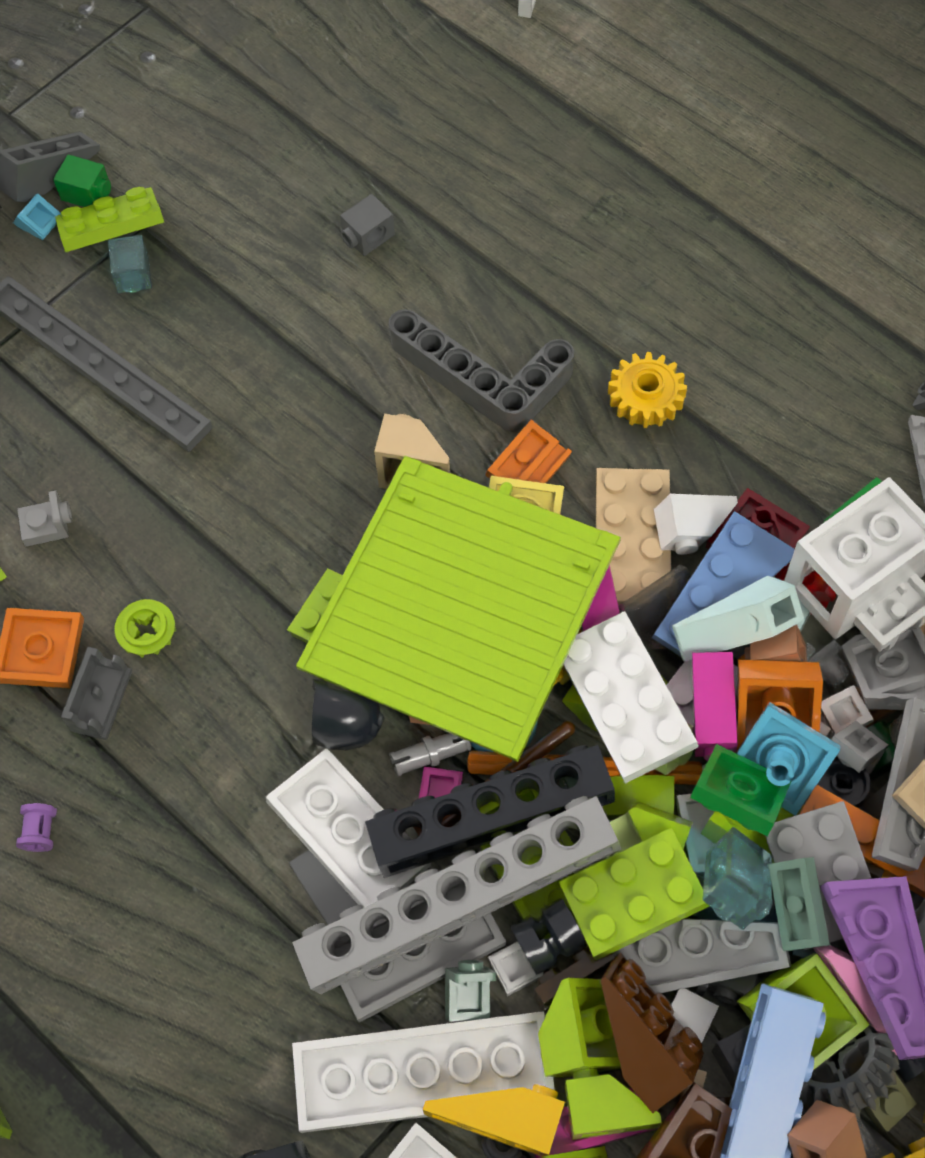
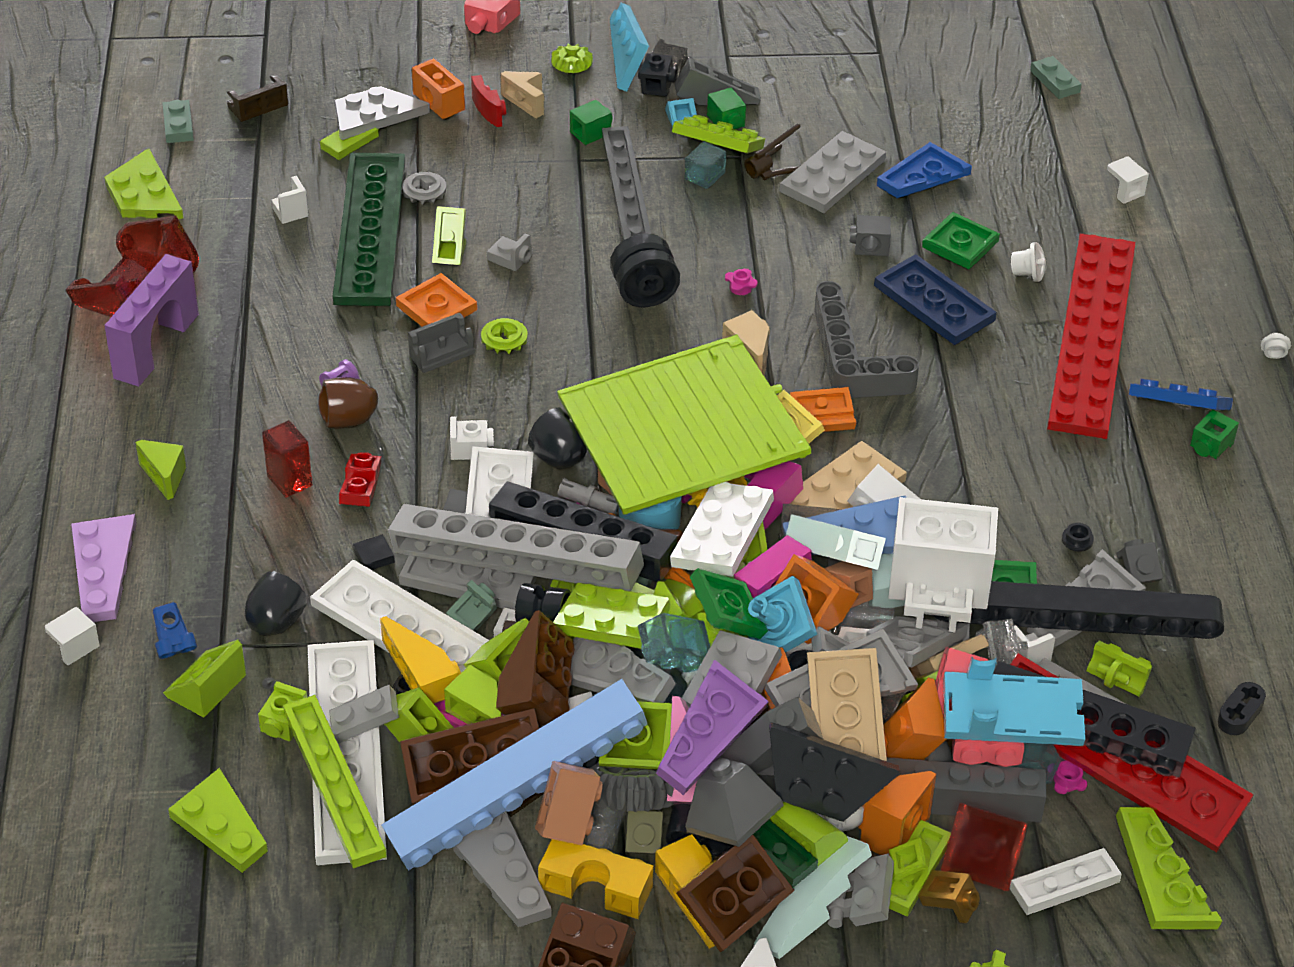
camera: 40 degrees right, 20 degrees down
(82, 856) = (346, 402): none -> reddish brown piece
(103, 987) = (287, 458): none -> clear red brick
(178, 220) = (761, 162): none -> dark brown plant
(187, 932) = (360, 479): none -> red slope
(214, 441) = (645, 270): none -> black wheel
(246, 798) = (468, 434): none -> white brick
(250, 178) = (832, 171): none -> light grey plate
(294, 1009) = (374, 552): none -> black tile
(302, 381) = (741, 281): none -> dark pink plate
(333, 114) = (923, 170): none -> blue wing
(446, 168) = (960, 240): none -> green plate
(492, 253) = (935, 299): none -> dark blue plate
(532, 148) = (1029, 262): none -> white piece
(641, 406) = (943, 425): yellow gear -> none
(658, 186) = (1092, 337): none -> red plate
(798, 904) = (690, 669): sand green plate -> none
(810, 191) = (1178, 394): none -> blue wing
(811, 77) = (1275, 345): none -> white plate
(866, 221) = (1210, 441): none -> green brick
(873, 409) = (1078, 537): none -> black plate

